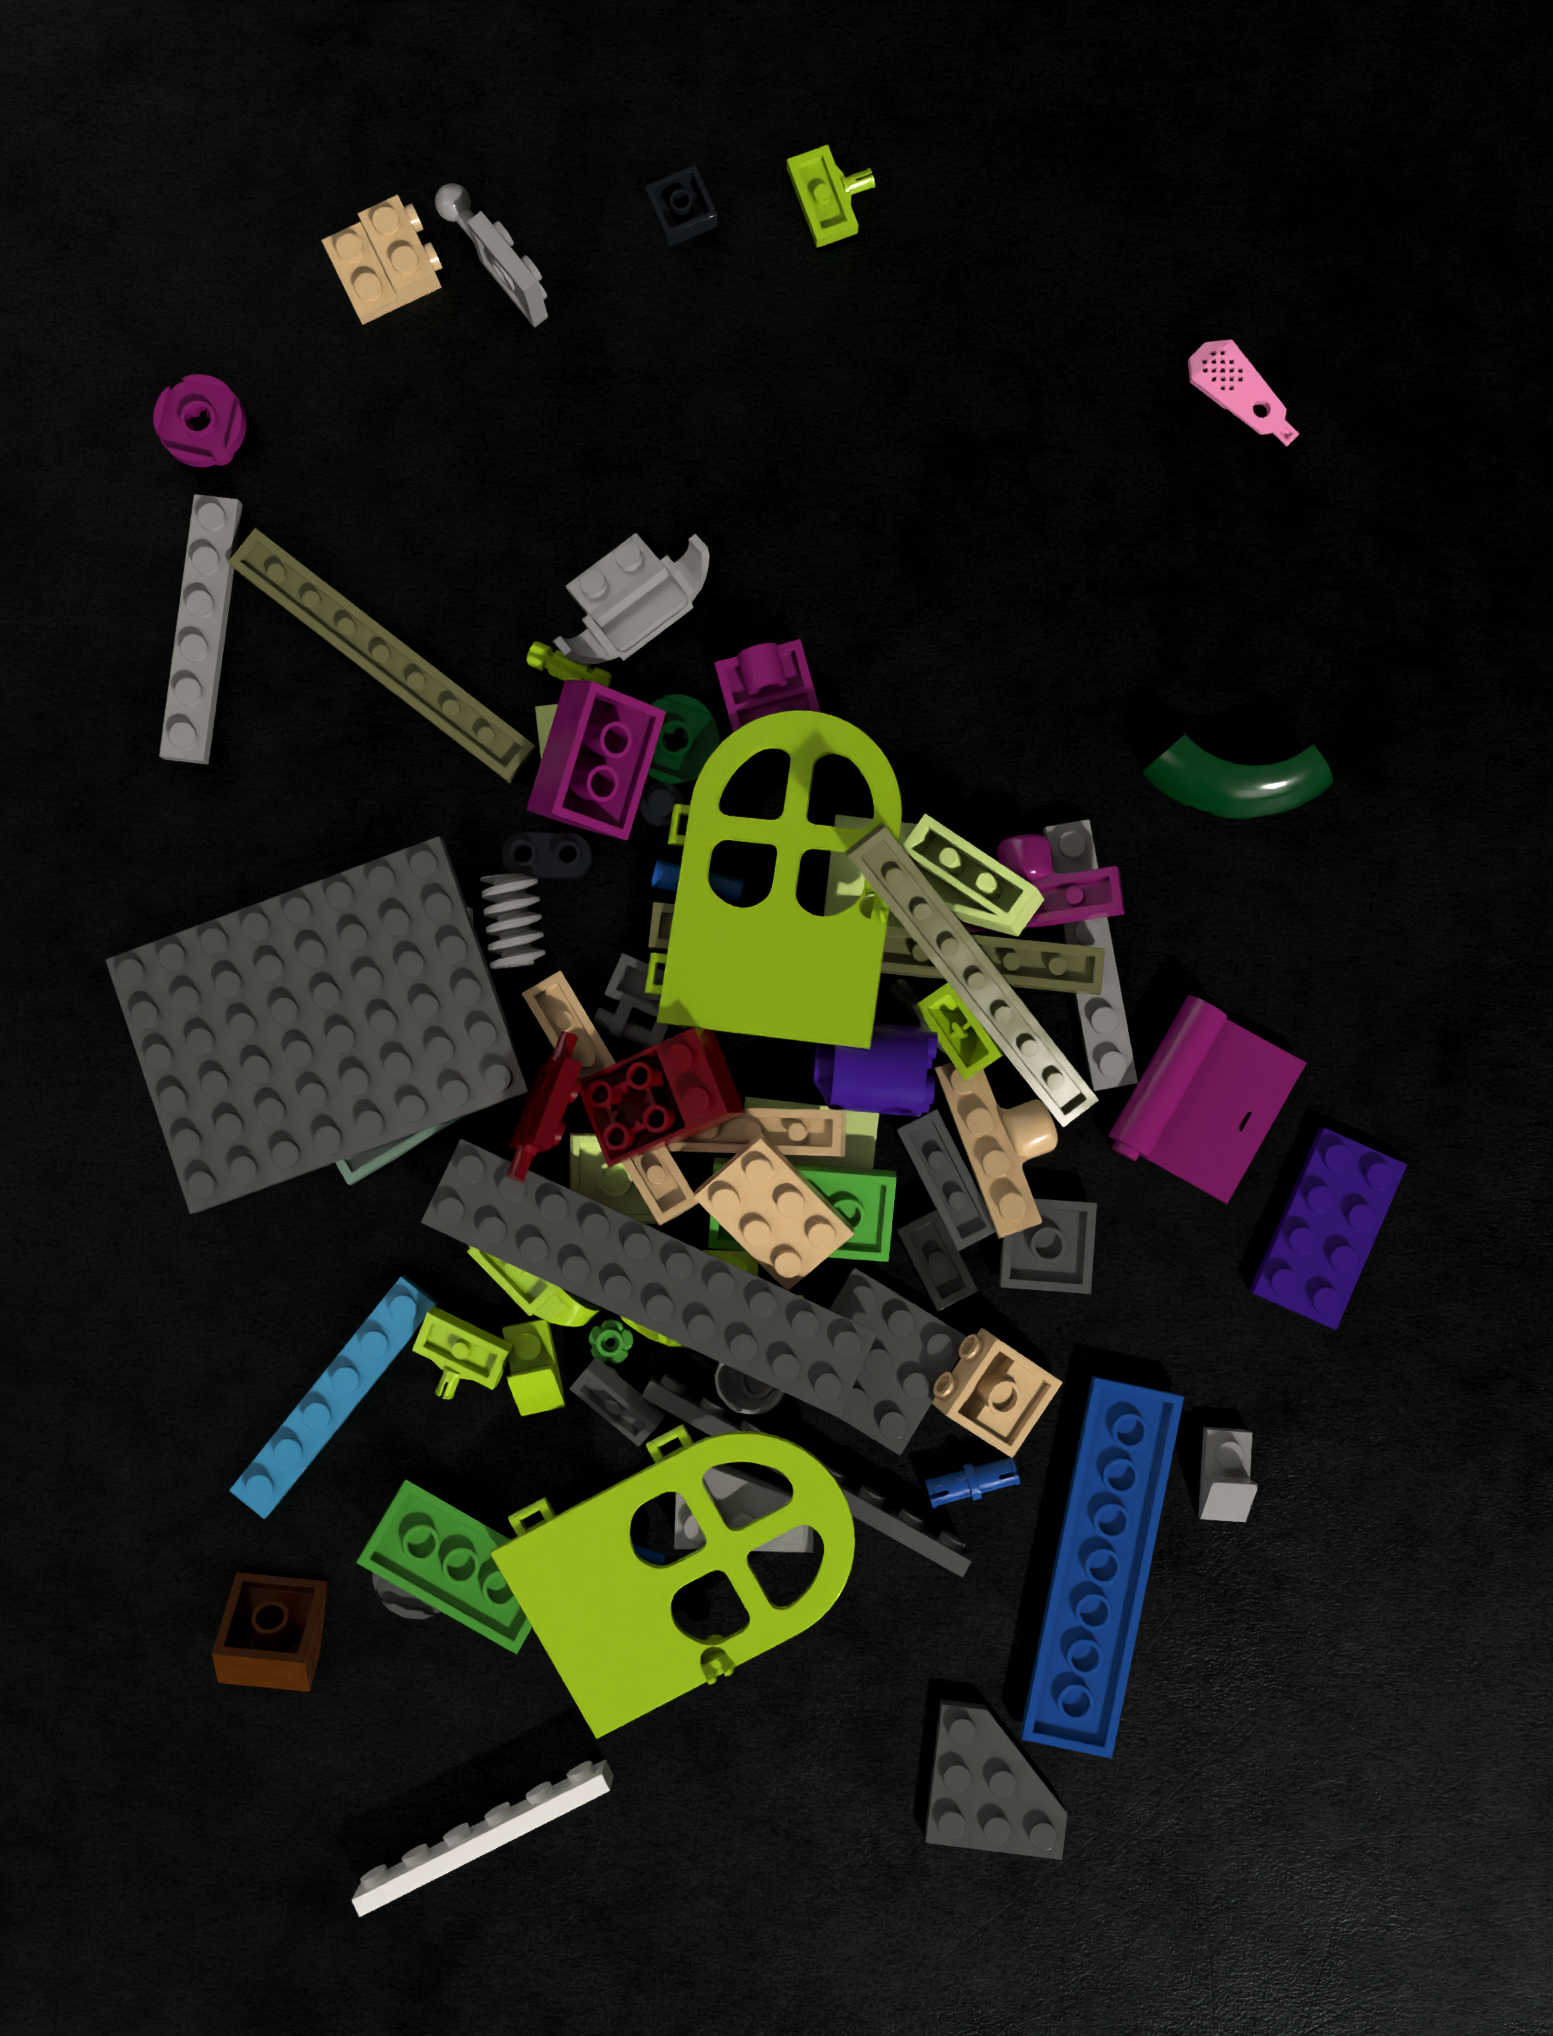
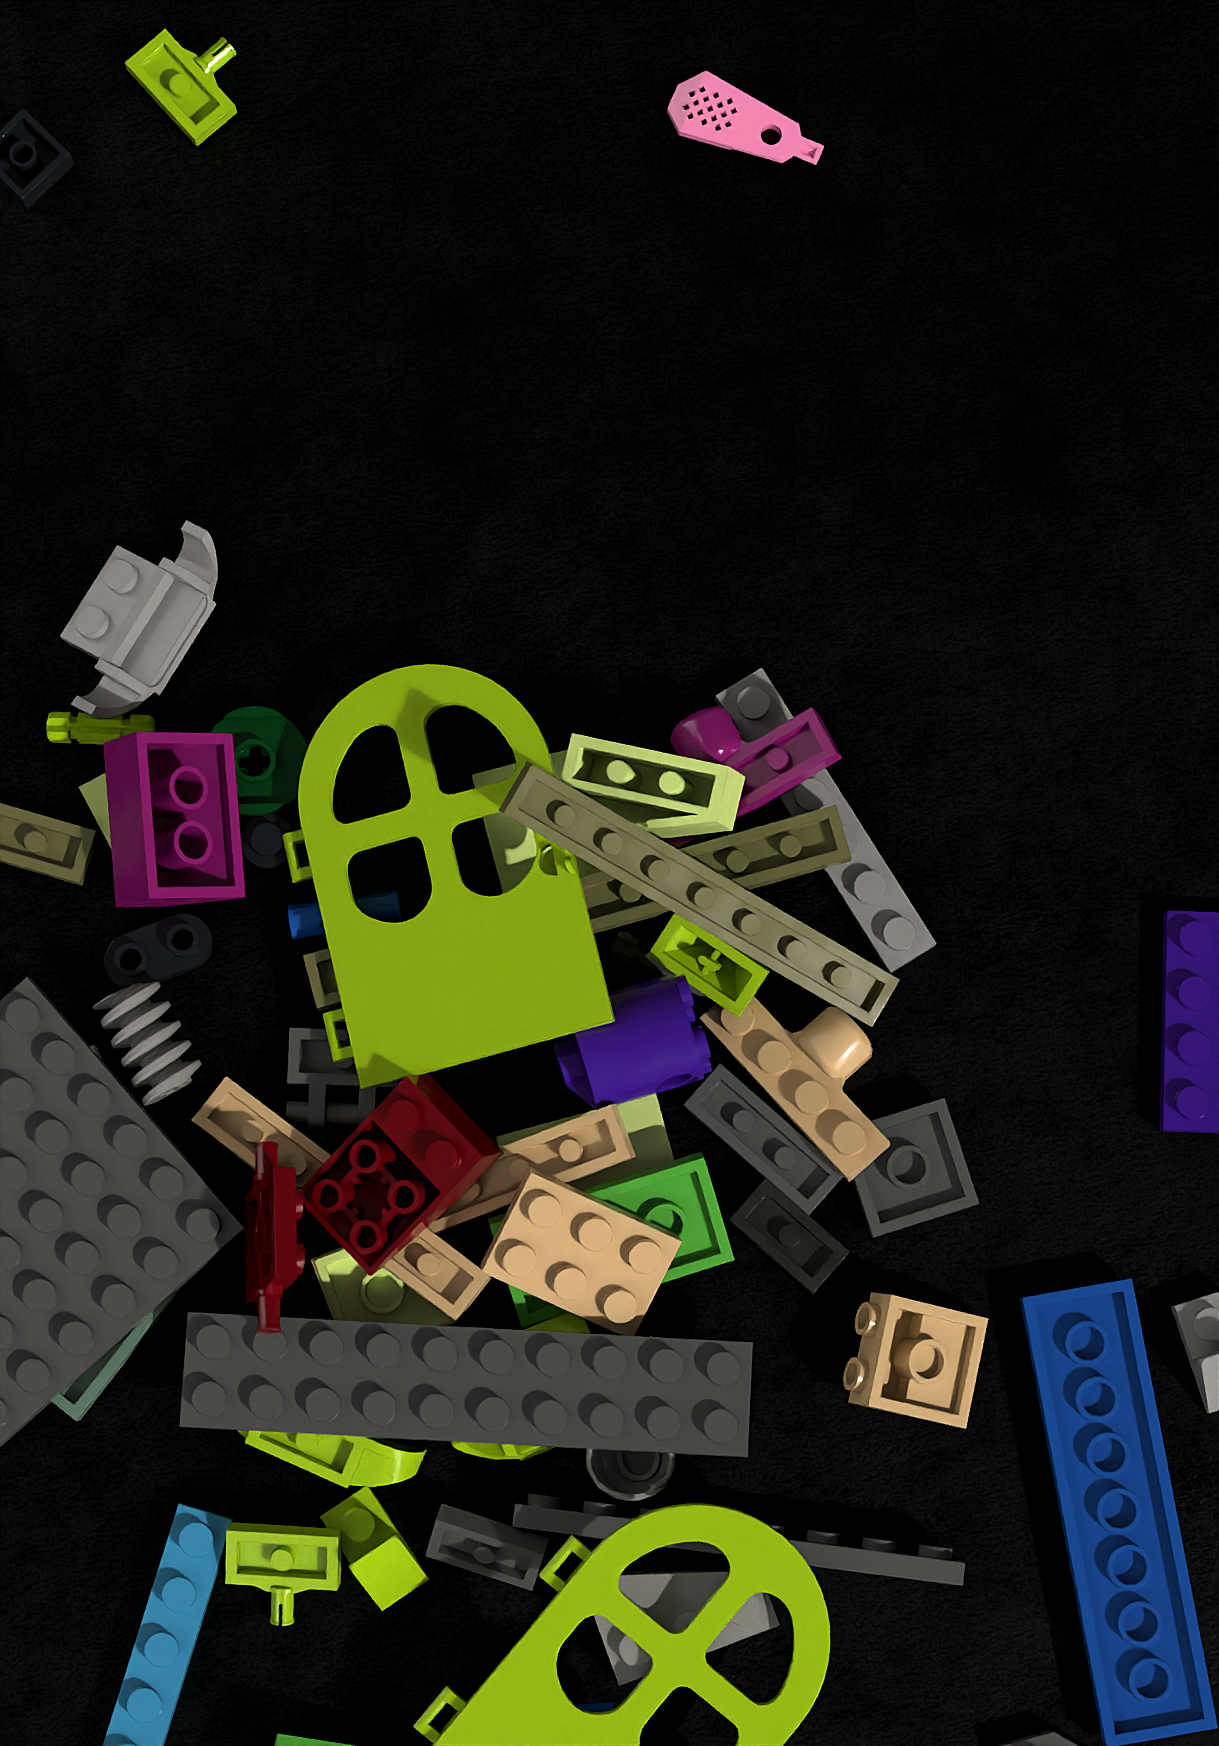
camera: 25 degrees left, 5 degrees down
(611, 1329) = (445, 1467): bright green plate -> none
(766, 682) = (333, 656): magenta plate -> none
(902, 1362) = (795, 1373): dark grey plate -> none
(972, 1481) = (931, 1475): blue pin -> none
(1197, 1099) = (1009, 931): magenta door -> none
(1236, 789) = (912, 569): dark green brick -> none

